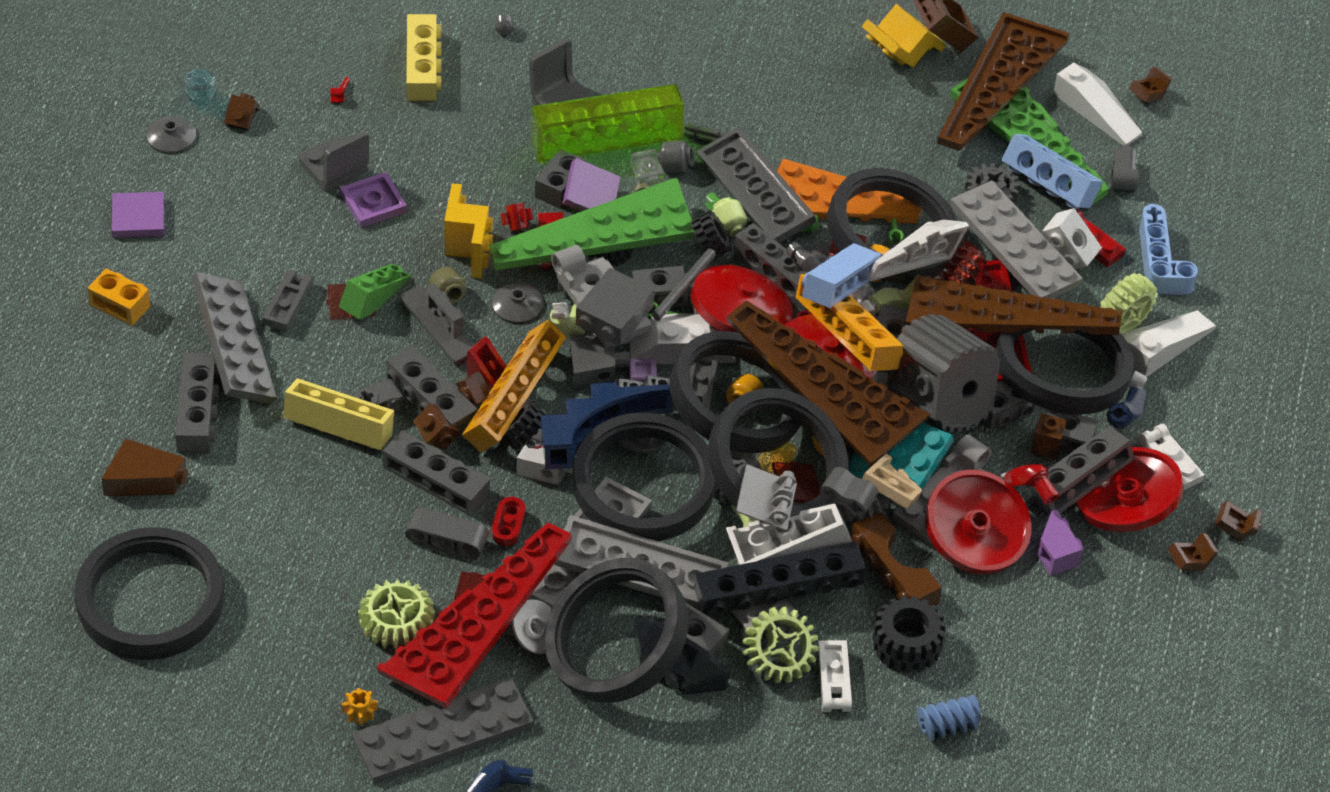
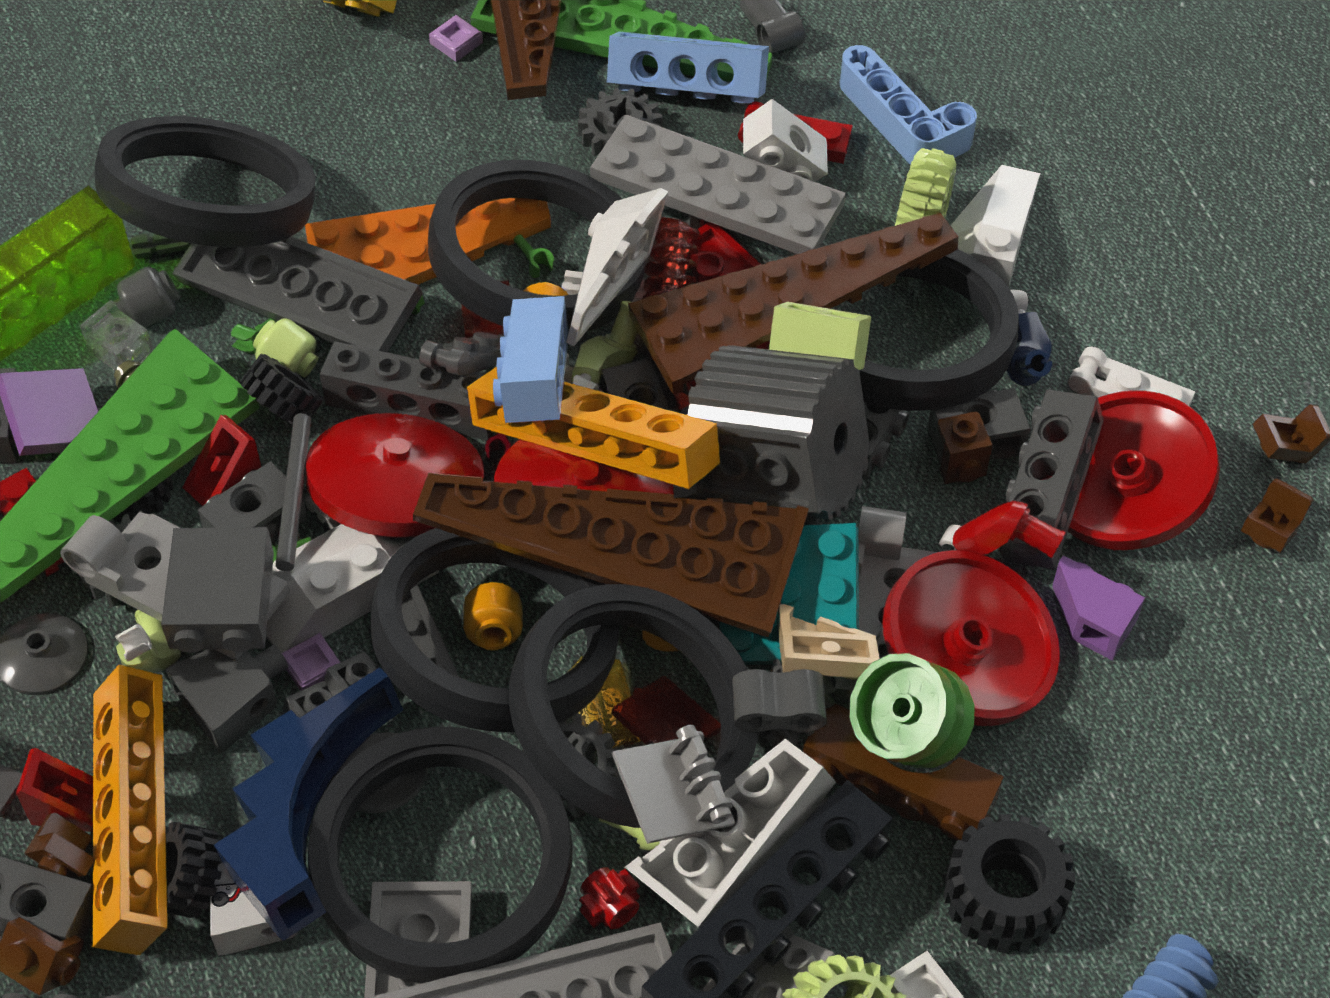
camera: 30 degrees left, 5 degrees up
(661, 254) = (223, 461): none -> red slope
(711, 540) = (609, 898): none -> red gear
(726, 132) = (199, 221): none -> black tyre
(912, 529) = (911, 711): none -> wheel
(937, 97) = (456, 38): none -> lavender tile
(998, 334) = (820, 332): none -> yellowish green brick

